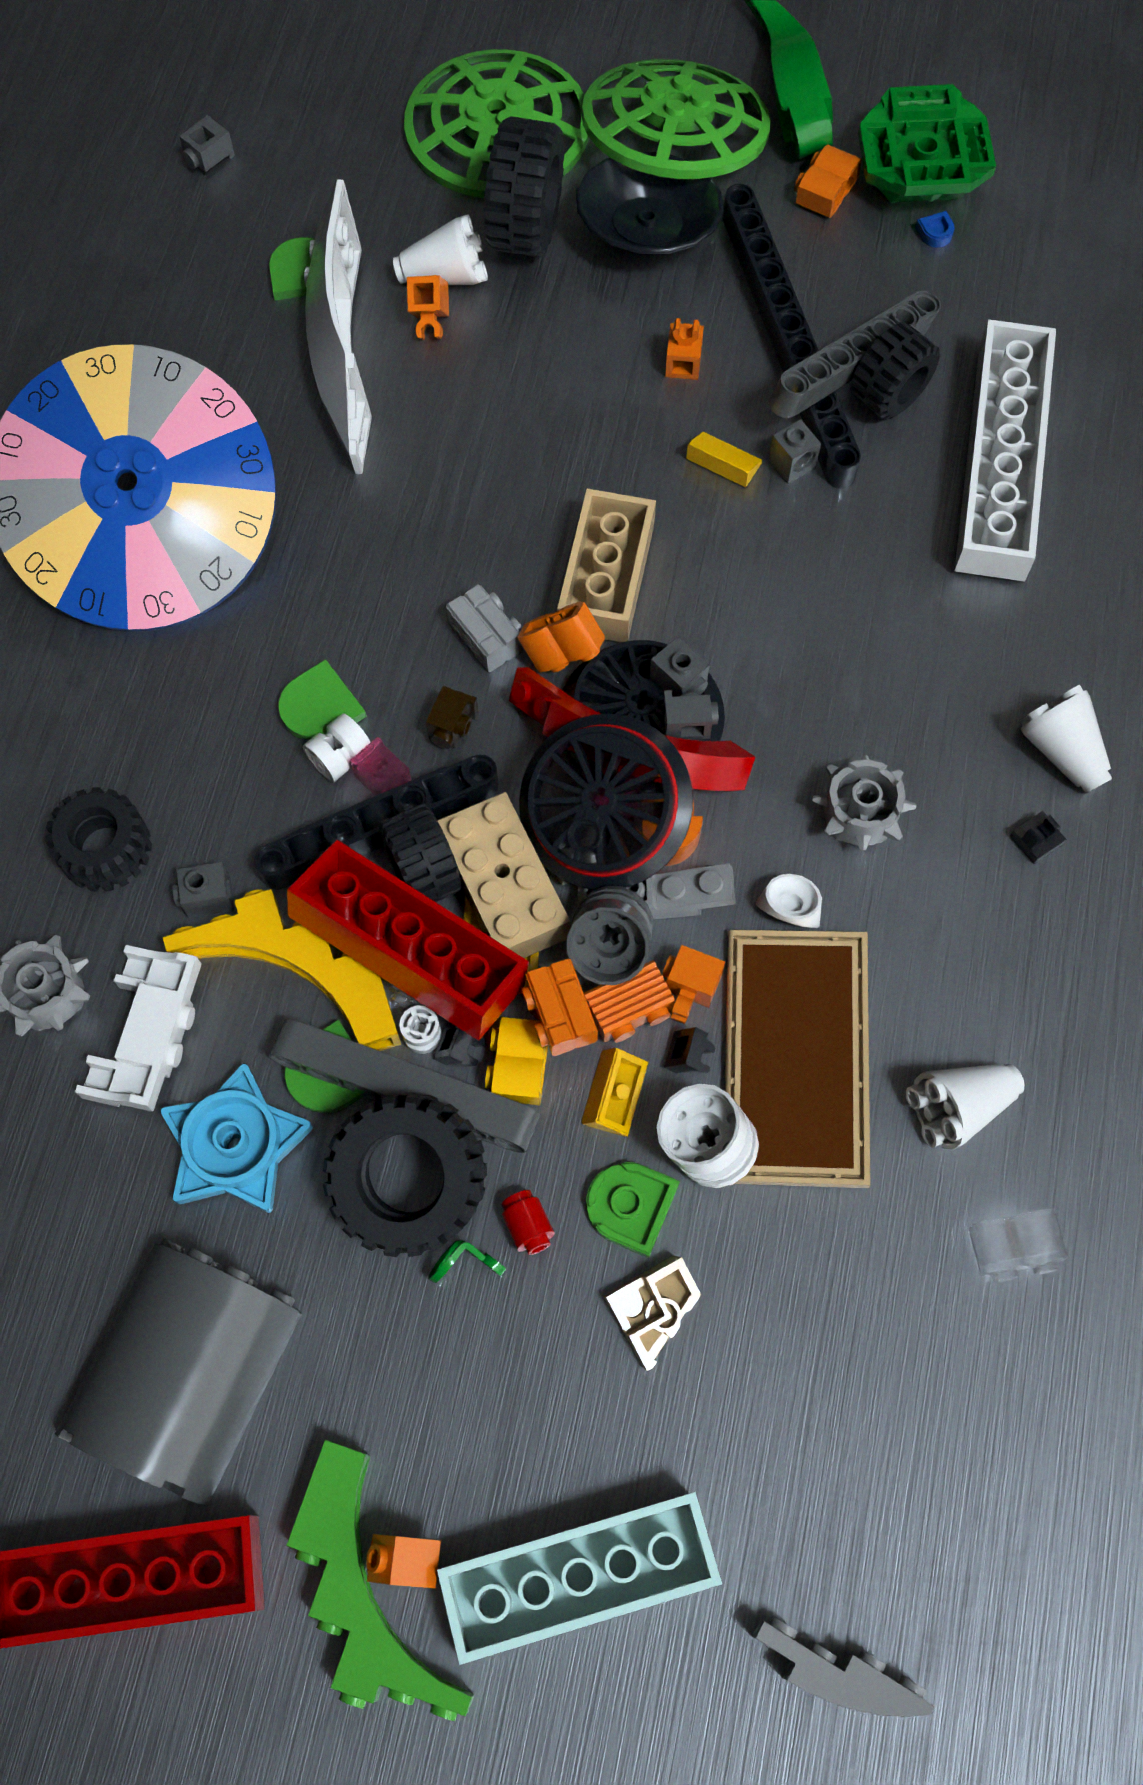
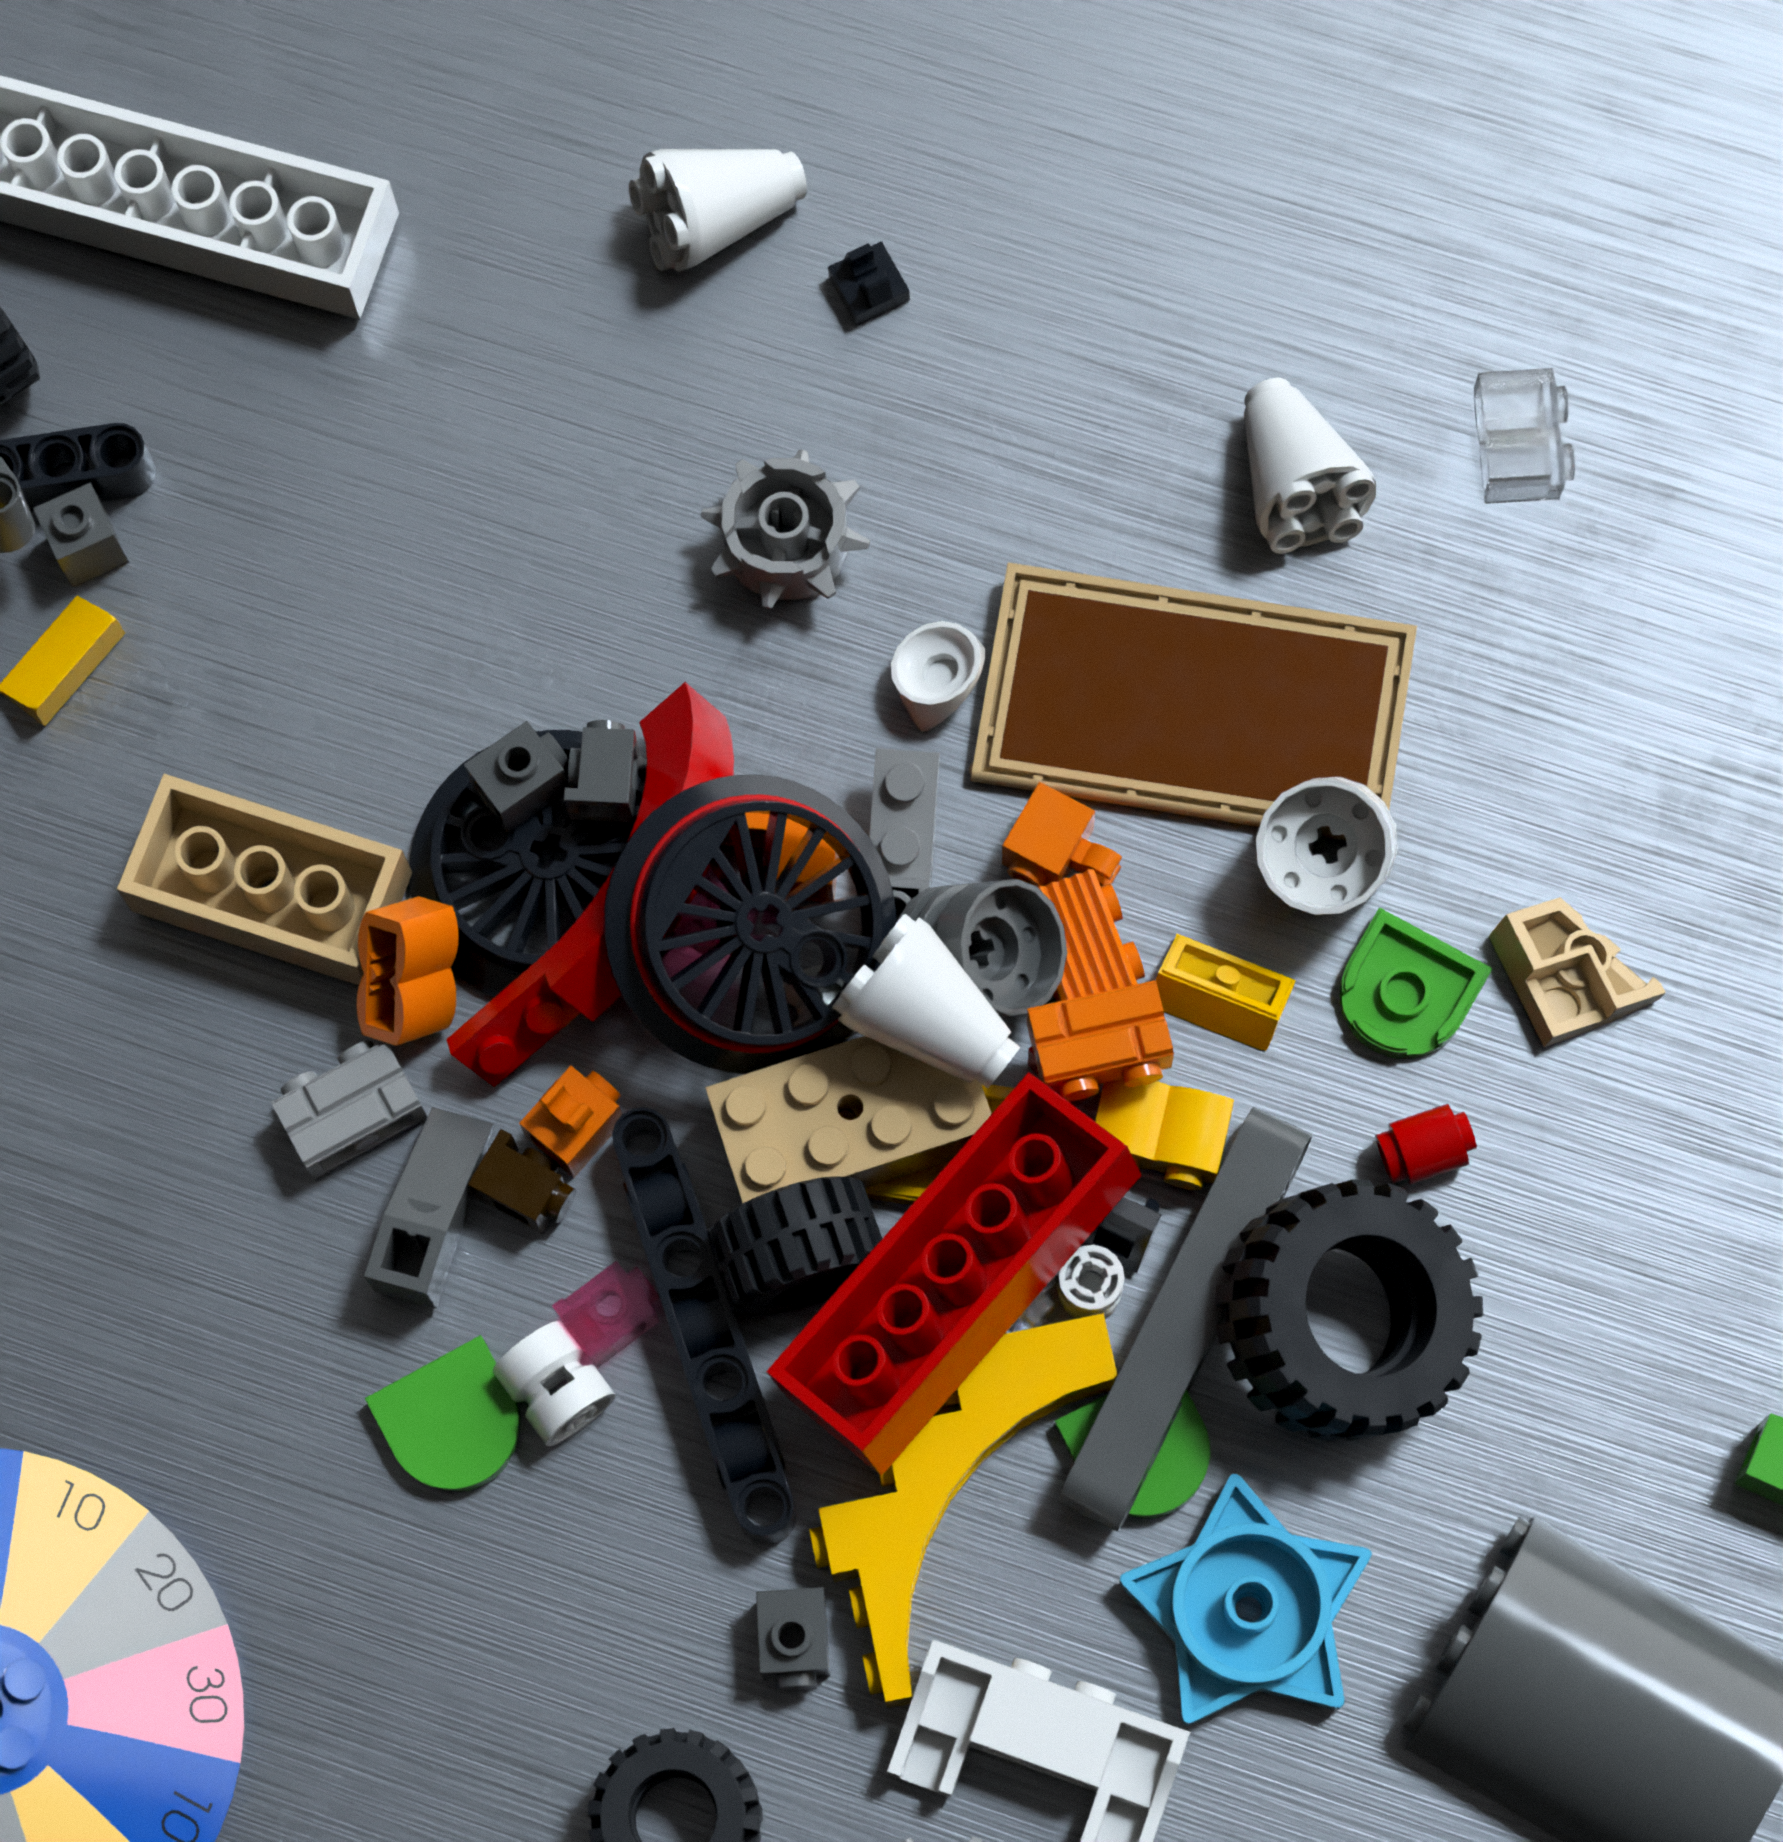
camera: 80 degrees left, 5 degrees up
(424, 670) = (428, 1209): none -> dark grey slope
(452, 1254) = (1491, 1298): green piece -> none
(490, 736) = (573, 1119): none -> orange brick
(557, 892) = (927, 1007): none -> white cone
(687, 1051) = (1172, 866): black tile -> none

